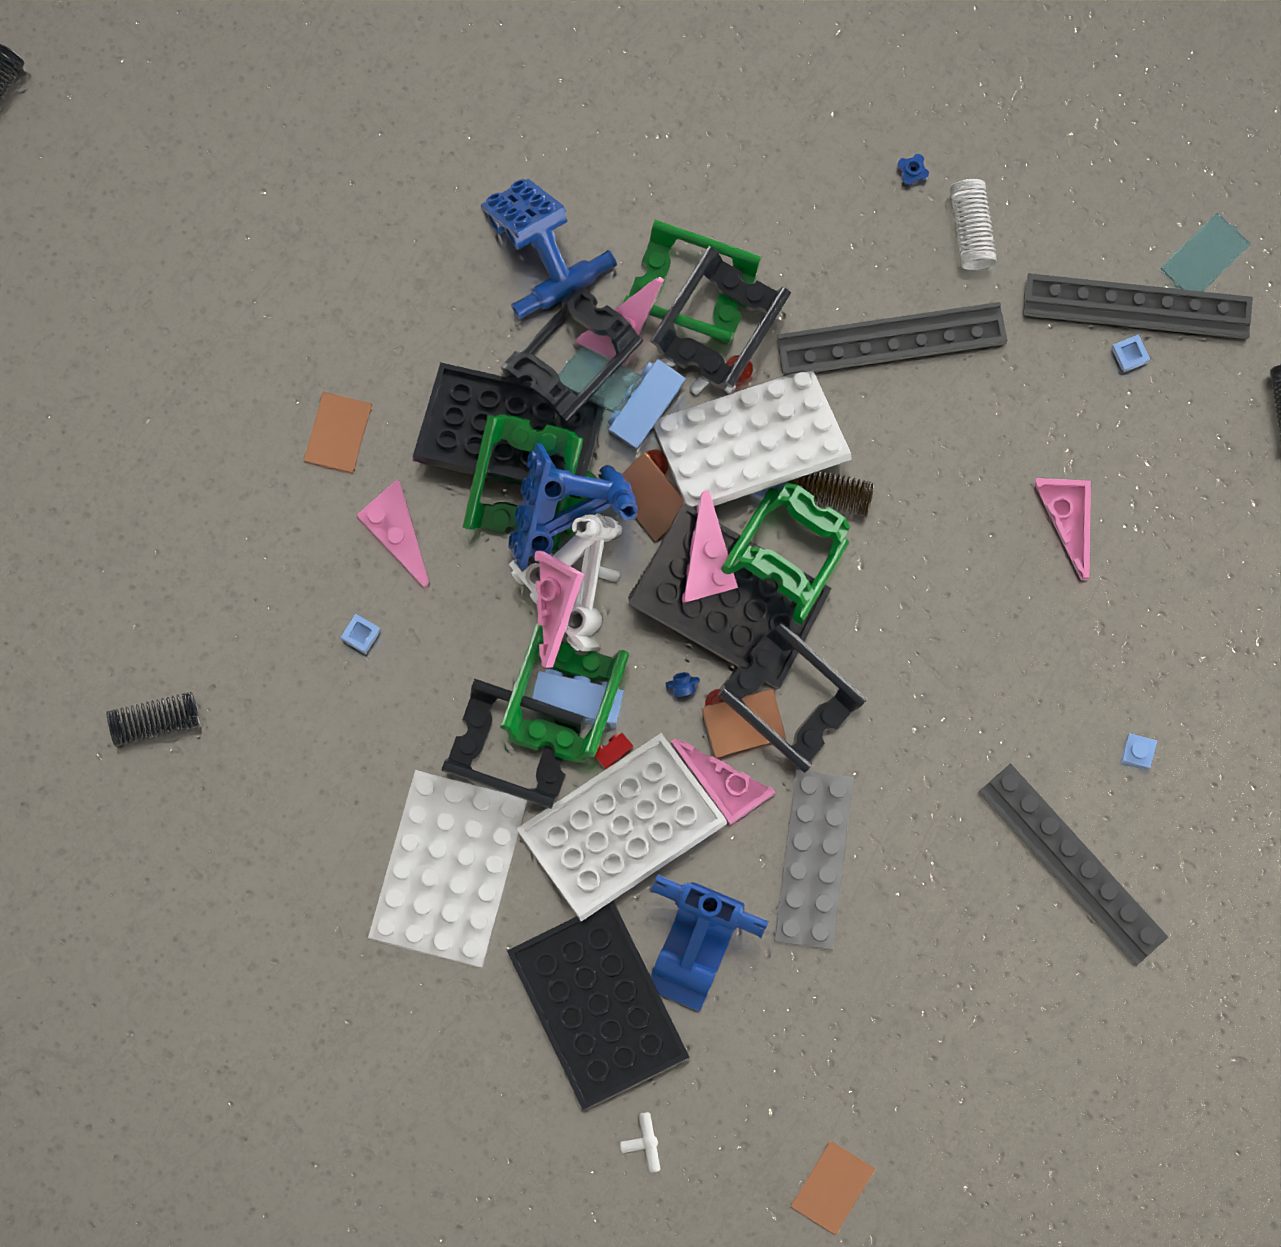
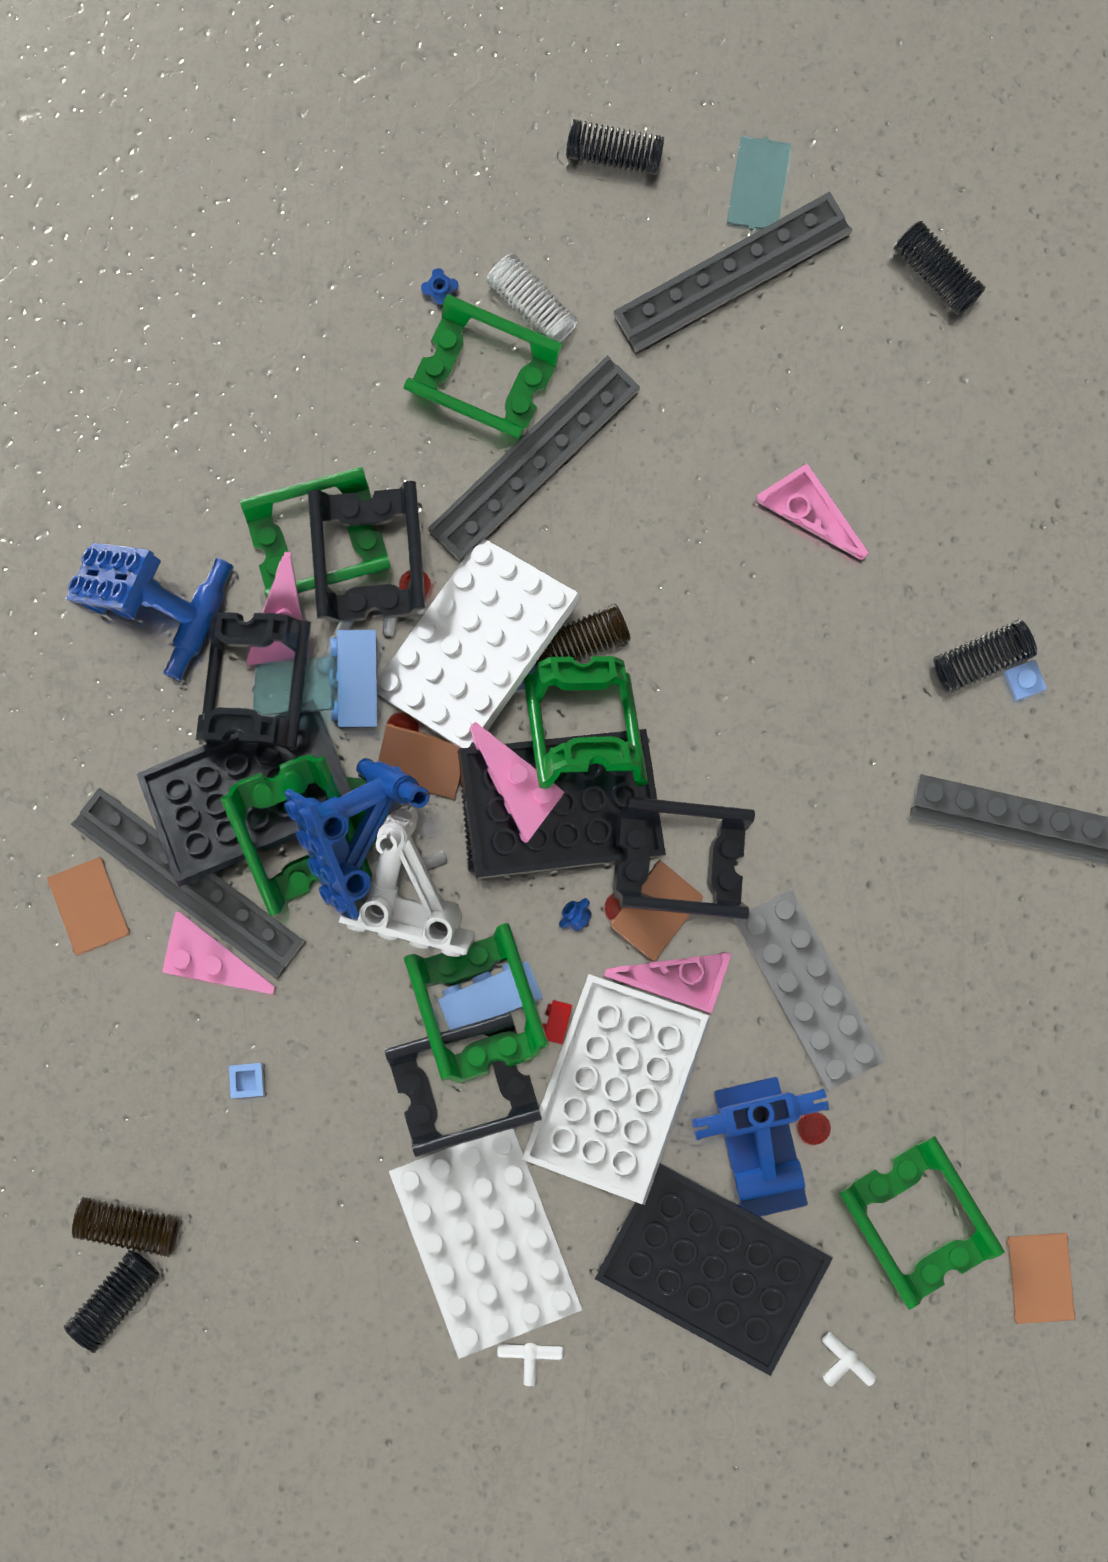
camera: 30 degrees left, 5 degrees up
(177, 646) = (158, 1227): none -> dark brown piece
(422, 972) = (530, 1353): none -> white piece
(424, 483) = (206, 899): none -> dark grey plate
(555, 602) = (408, 923): bright pink wing -> none
(744, 960) = (814, 1128): none -> clear red plate
(785, 1041) = (954, 1255): none -> green piece
(890, 215) = (449, 344): none -> green piece
(1130, 353) = (757, 320): light blue plate -> none
(1139, 176) = (574, 139): none -> black piece
(1157, 720) = (1021, 638): none -> black piece

